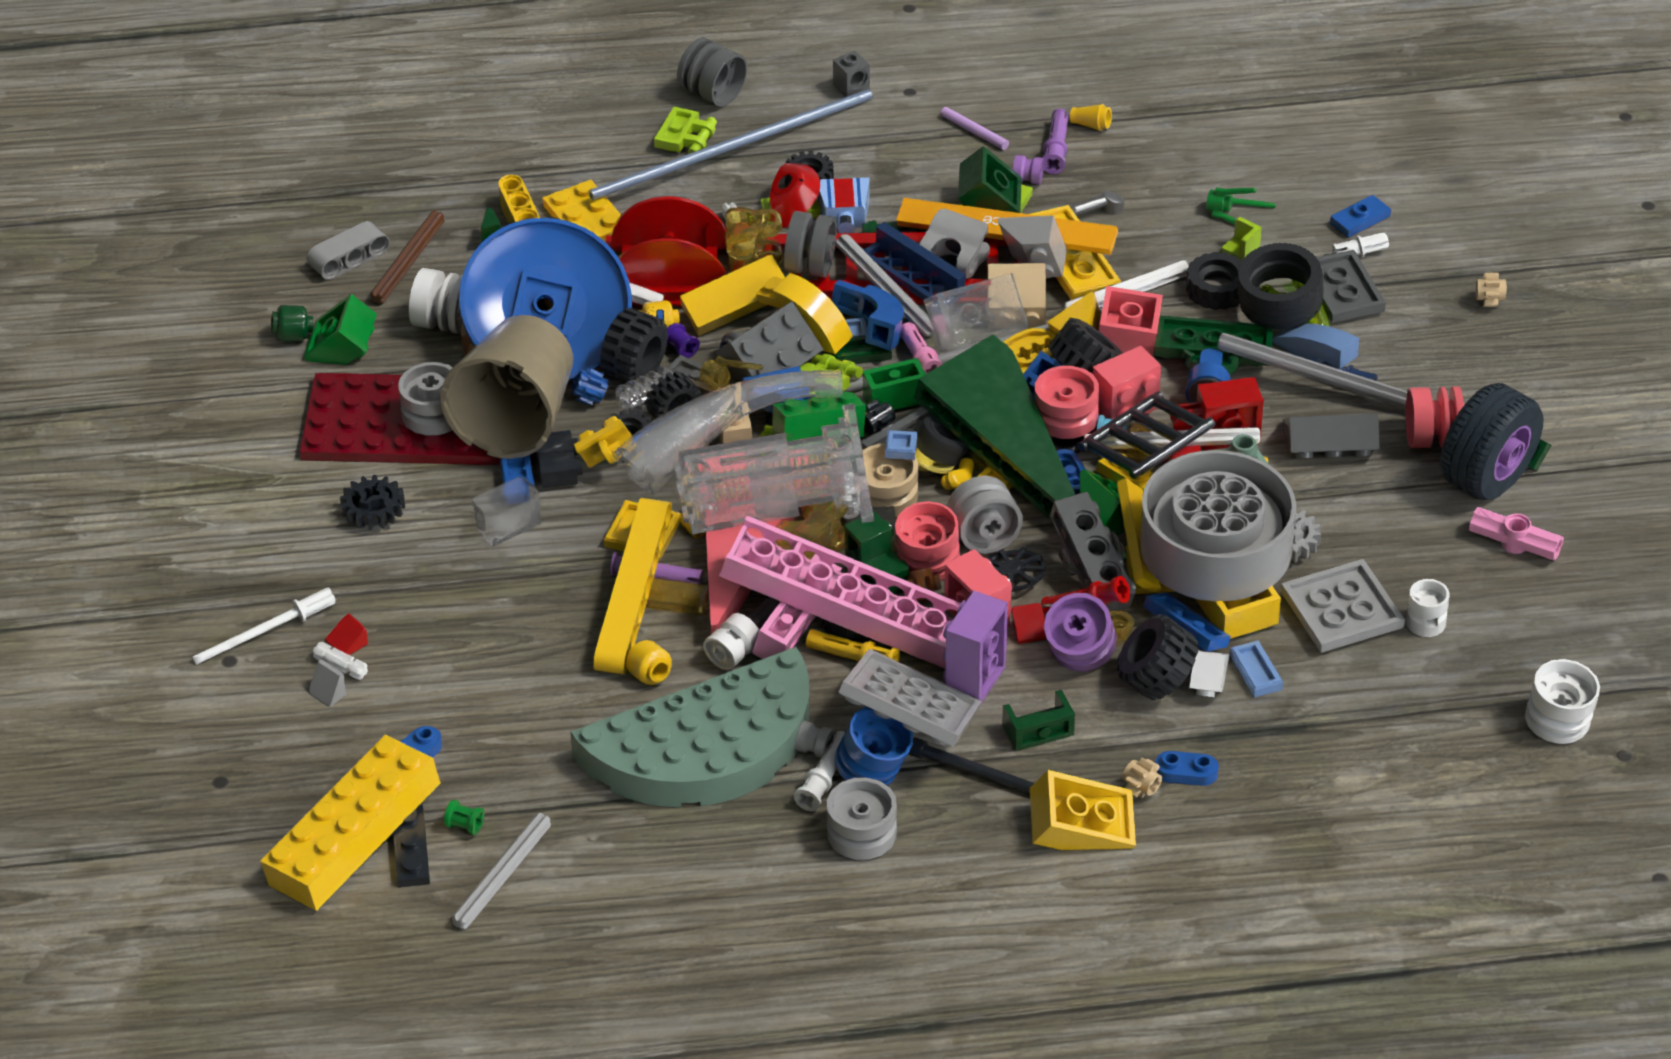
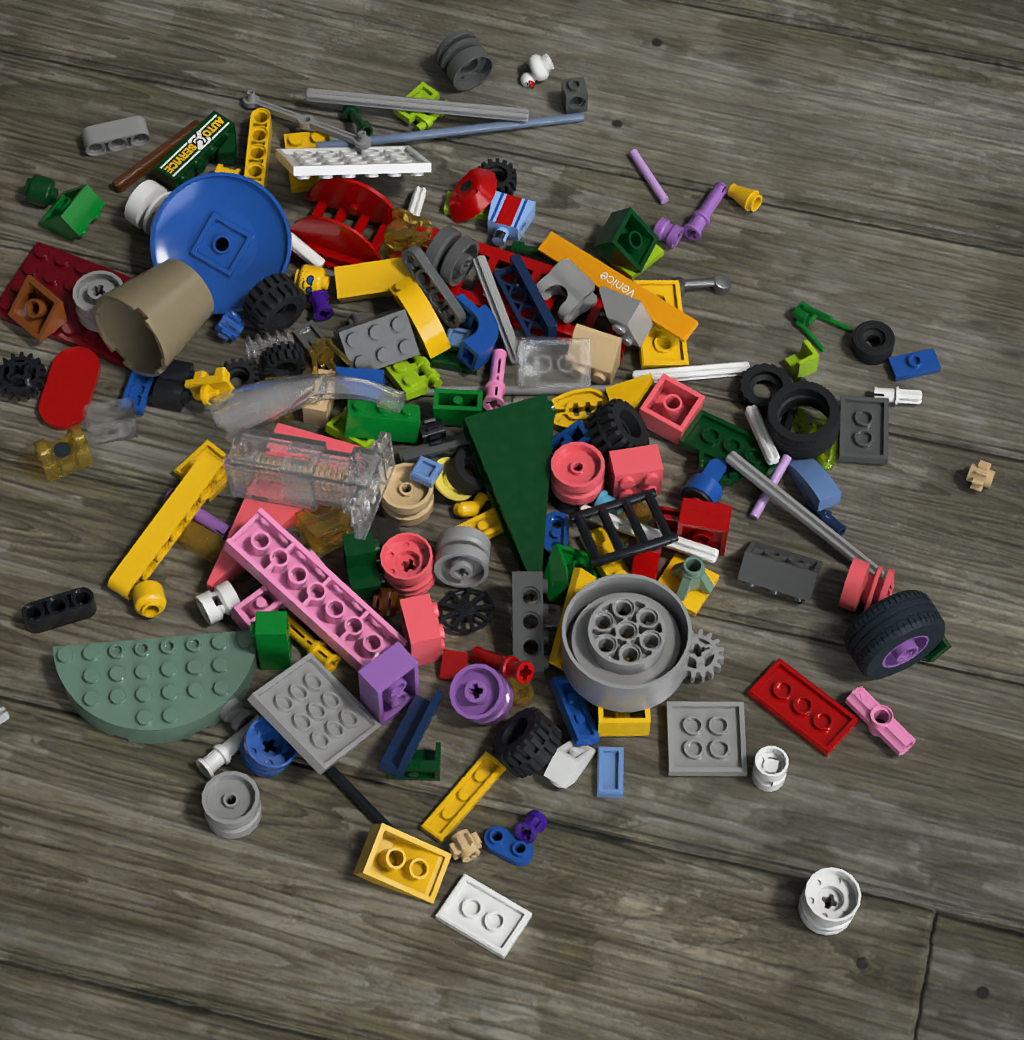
camera: 20 degrees right, 15 degrees up
(361, 426) = (37, 309): none -> dark orange slope
(435, 499) = (69, 387): none -> red tile
(453, 234) = (194, 151): none -> dark green brick
(473, 556) = (65, 454): none -> clear yellow piece
(551, 704) = (46, 608): none -> black beam
(568, 176) = (308, 122): none -> light grey piece
(609, 157) = (352, 113): none -> dark green bar
(648, 189) = (353, 161): none -> white plate
(681, 126) = (417, 104): none -> light grey axle
(798, 60) = (540, 68): none -> white animal
(808, 272) = (435, 285): none -> dark grey beam
(822, 646) = (272, 640): none -> green brick
(1026, 689) = (409, 734): none -> dark blue fence
(1111, 737) = (463, 797): none -> yellow tile
(1197, 839) = (483, 916): none -> white tile
(1202, 729) = (531, 827): none -> dark purple bush
(1241, 316) = (761, 434): none -> white axle
(1274, 373) = (775, 477): none -> lavender bar
(1302, 196) = (872, 330): none -> black tyre
(1426, 549) = (802, 707): none -> red tile

